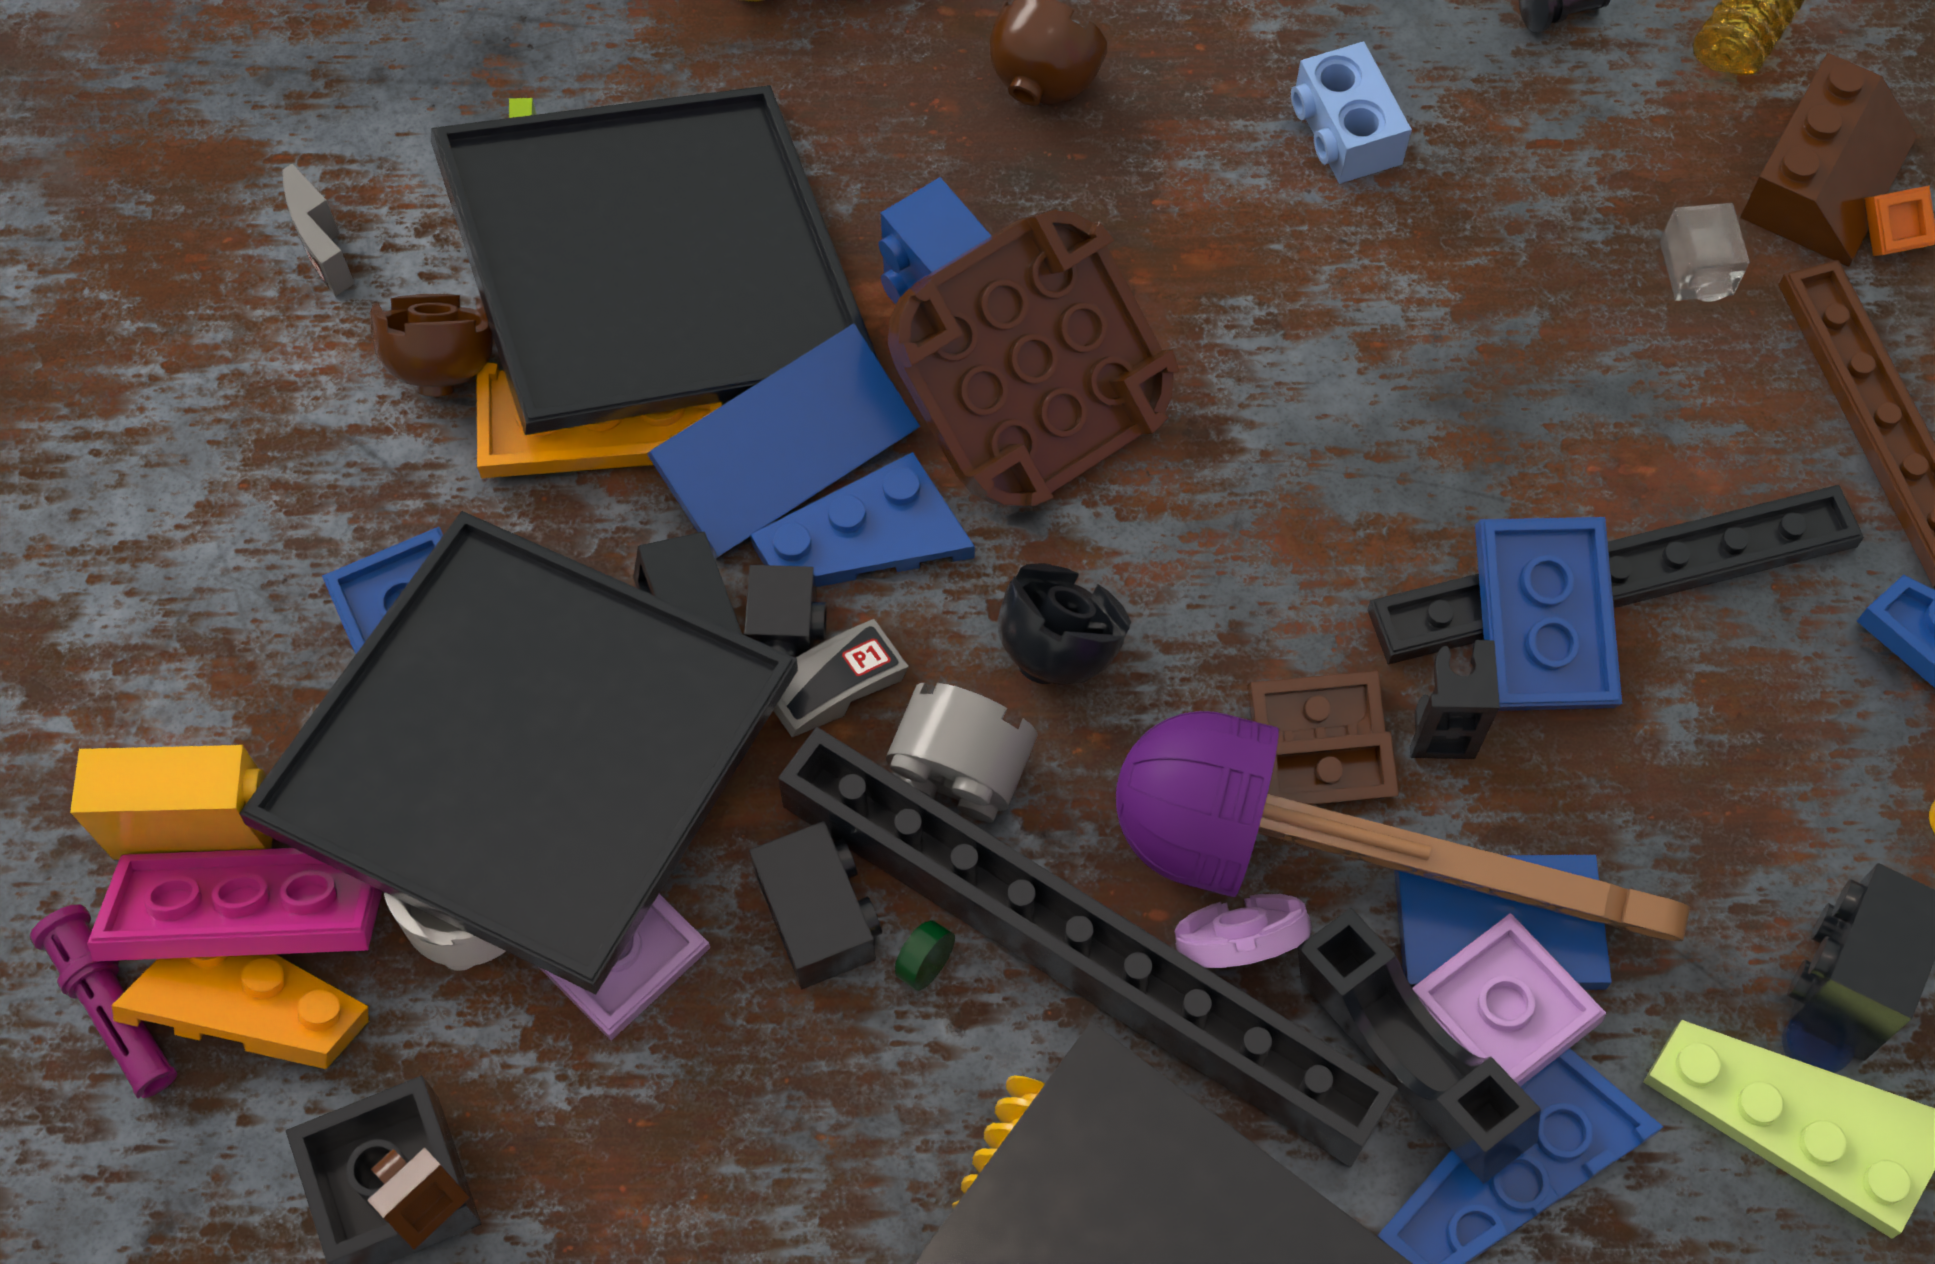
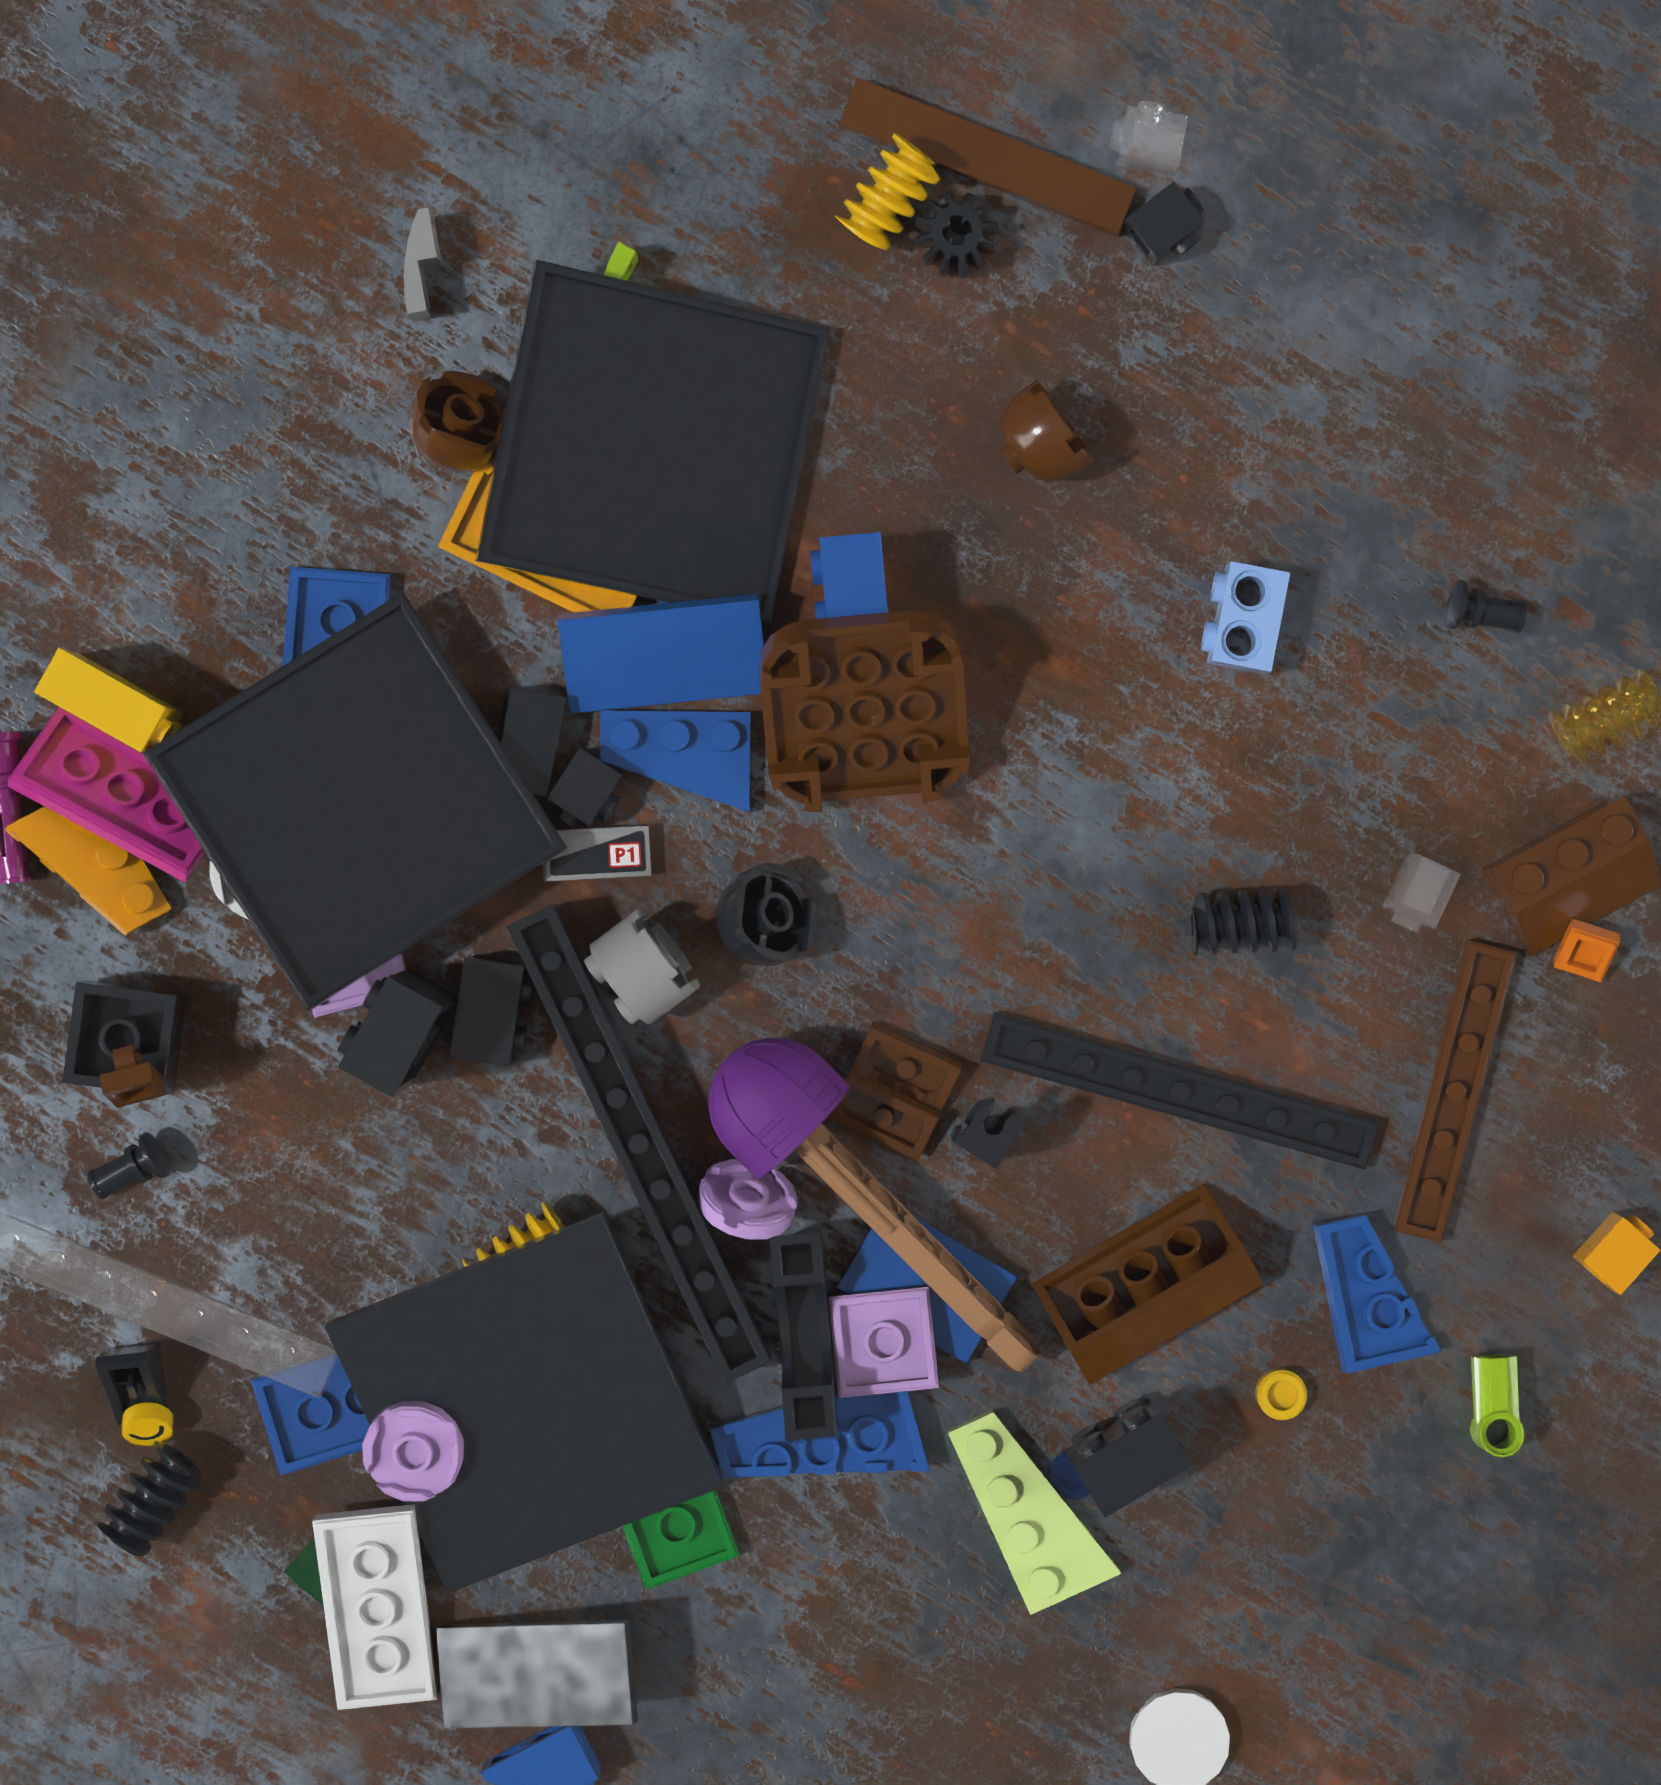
camera: 30 degrees right, 25 degrees up
(717, 955) = (397, 1031): none -> black brick
(924, 954) = (541, 1086): dark green tile -> none
(1549, 612) = (1103, 1098): blue tile -> none
(1557, 367) = (1243, 920): none -> black piece
(1740, 778) = (1147, 1284): none -> reddish brown slope

